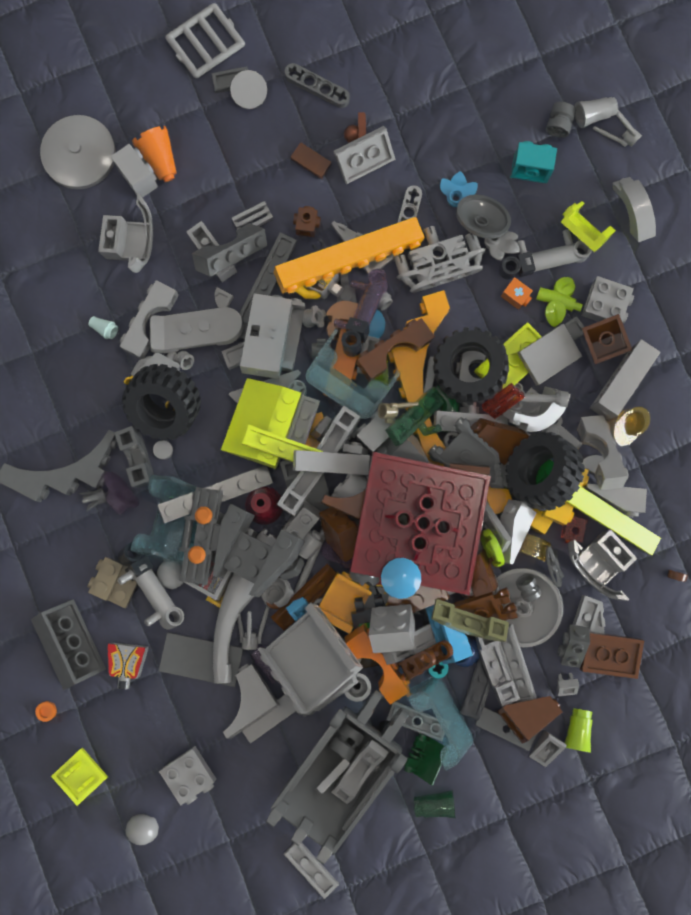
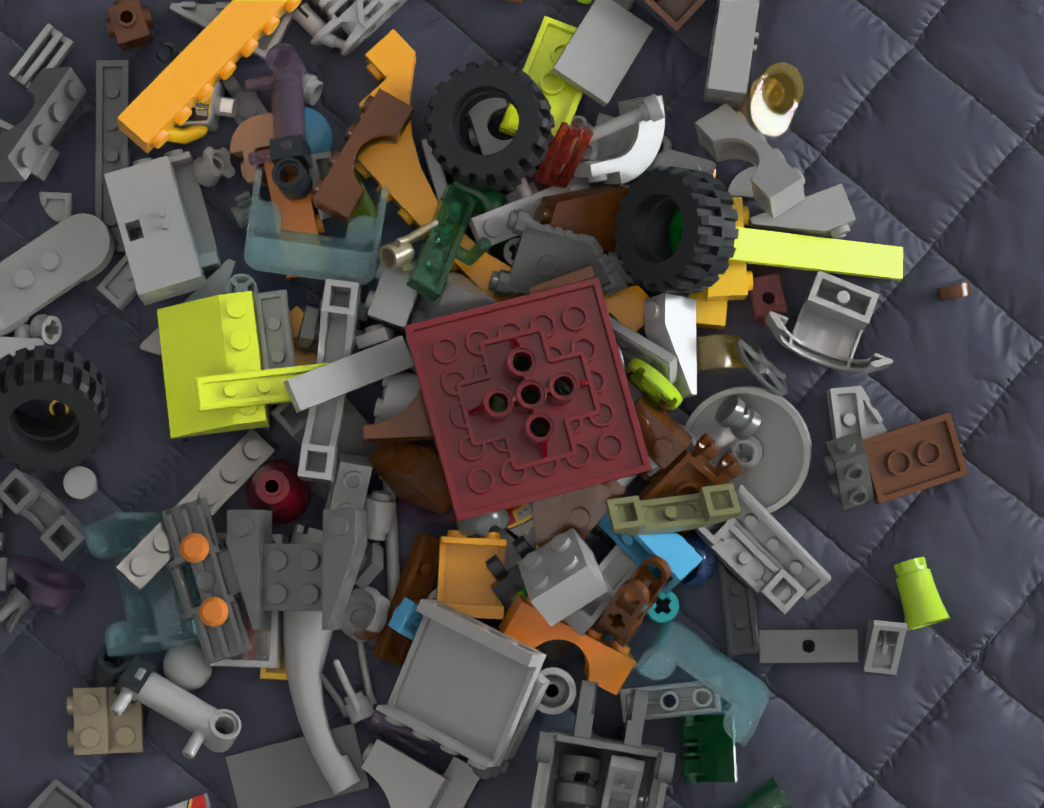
camera: 30 degrees left, 0 degrees up
(400, 578) = (537, 493): dark azure dish -> none
(530, 716) = (833, 608): reddish brown slope -> none
(567, 687) = (869, 538): light grey tile -> none

